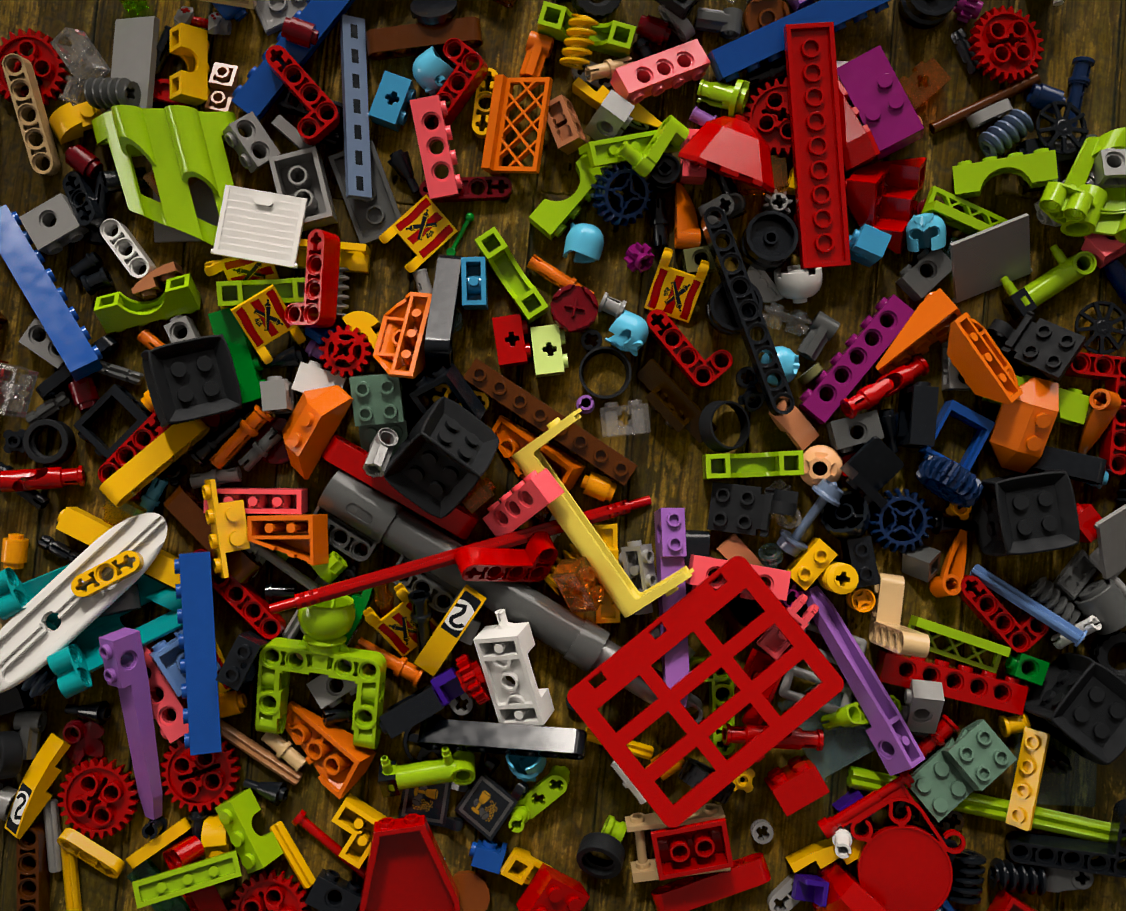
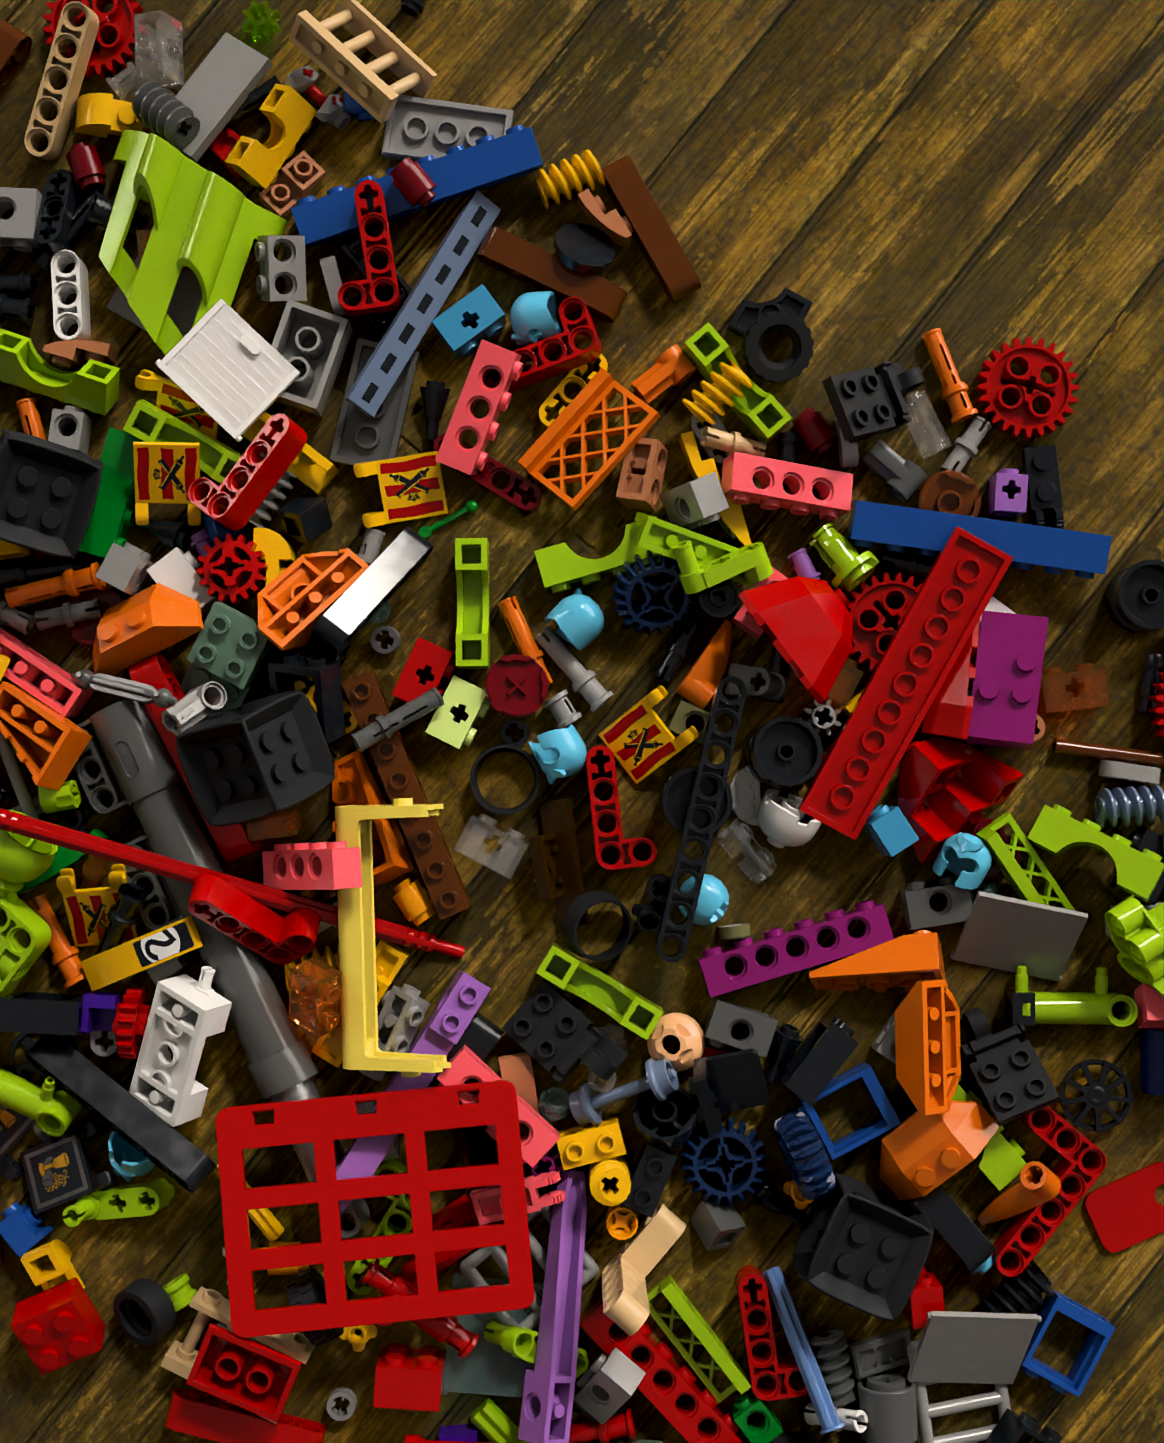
camera: 35 degrees right, 0 degrees up
(328, 470) = (124, 688): none -> dark grey wheel
(369, 292) = (305, 518): none -> black panel
(474, 283) = (425, 585): dark azure brick -> none
(474, 329) = (393, 633): none -> flat silver bush
(510, 384) = (387, 725): none -> dark grey pin
(585, 410) = (468, 795): medium lavender pin -> none
(613, 279) = (583, 680): none -> light grey pin
(639, 257) = (628, 676): magenta gear -> none
(796, 426) = (677, 979): nougat slope -> none
(820, 331) = (777, 891): dark grey piece -> none
(872, 394) = (783, 1000): red piece -> none
(952, 569) = (746, 1254): orange piece -> none

